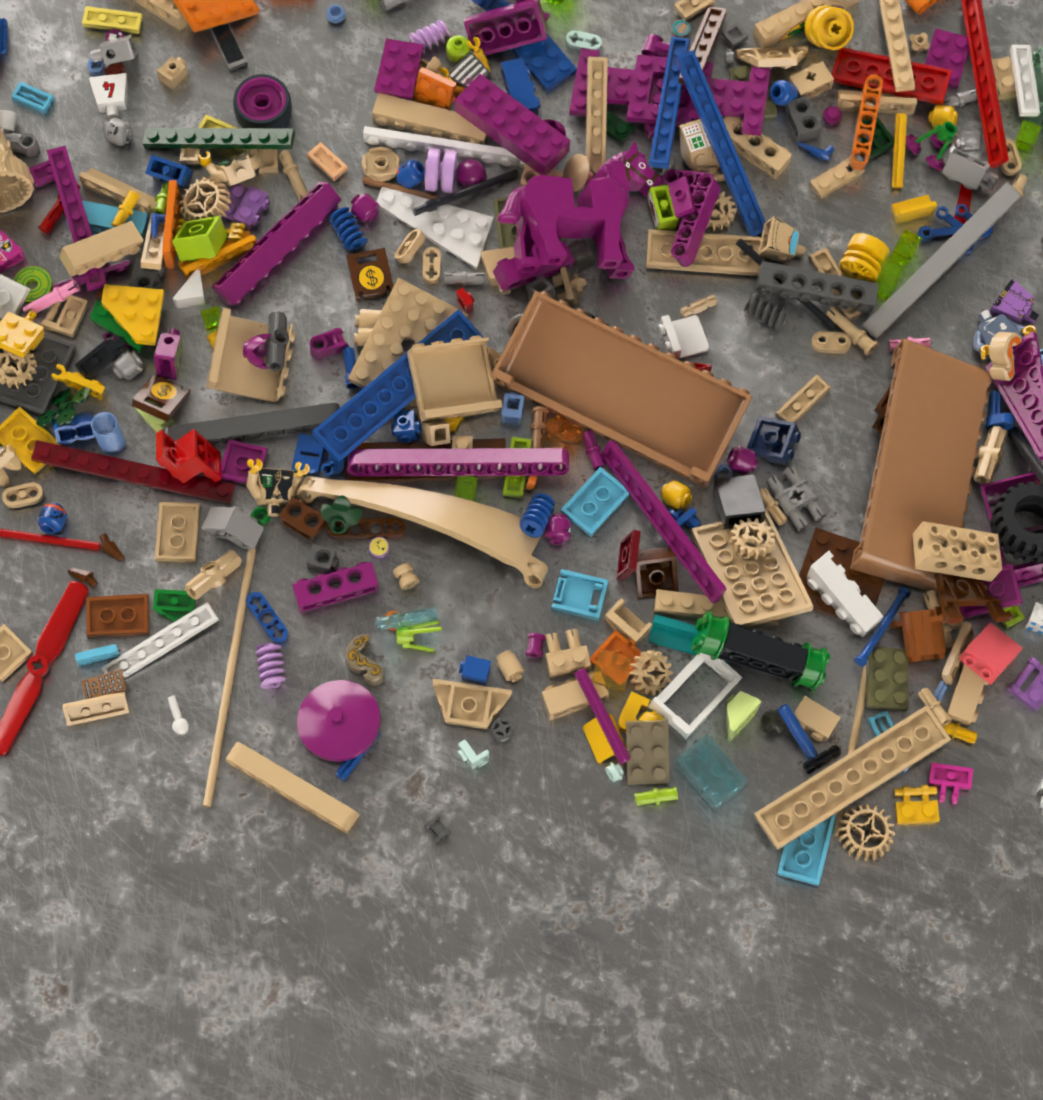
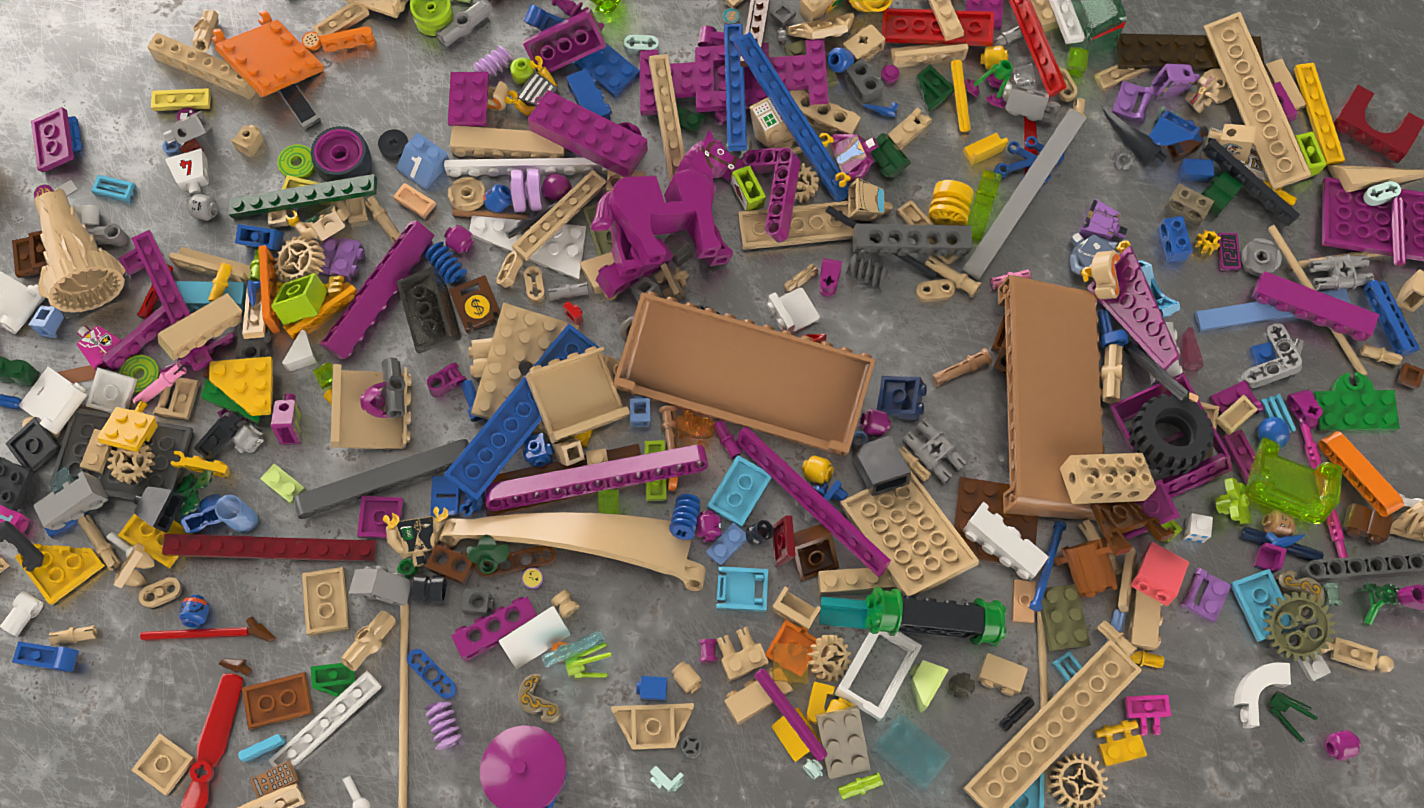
camera: 10 degrees left, 0 degrees up
(35, 413) = (158, 507): none -> black torso
(37, 249) = (136, 339): none -> magenta plate
(162, 392) = (286, 460): reddish brown container -> none
(188, 456) = (322, 522): red bracket -> none
(214, 93) = (294, 153): none -> lime tile
(279, 538) = (426, 588): none -> black wheel
(316, 109) = (390, 137): none -> black piece
(323, 272) = (428, 310): none -> clear smoke windscreen
(335, 13) = (398, 57): medium blue plate -> none
(342, 123) = (422, 161): none -> medium blue slope
(371, 602) = (534, 637): none -> white sticker
(434, 89) = (506, 113): orange plate -> none
(468, 201) = (559, 215): none -> tan plate
(573, 550) = (726, 544): none -> medium blue plate
(578, 170) = (661, 167): tan dish -> none
(607, 543) = (759, 532): none -> black wheel
(681, 197) = (765, 175): magenta plate -> none
(728, 307) = (829, 275): none -> magenta piece
(752, 538) = (903, 501): tan gear -> none
(774, 192) = (851, 154): none -> torso
(797, 731) = (988, 691): blue axle -> none
(803, 400) = (920, 352): tan tile -> none
(811, 199) = (889, 156): none -> dark green brick
(849, 420) = (970, 364): none -> medium nougat pin
(852, 648) = (1022, 596): none -> light nougat plate
(870, 114) = (925, 65): orange beam -> none

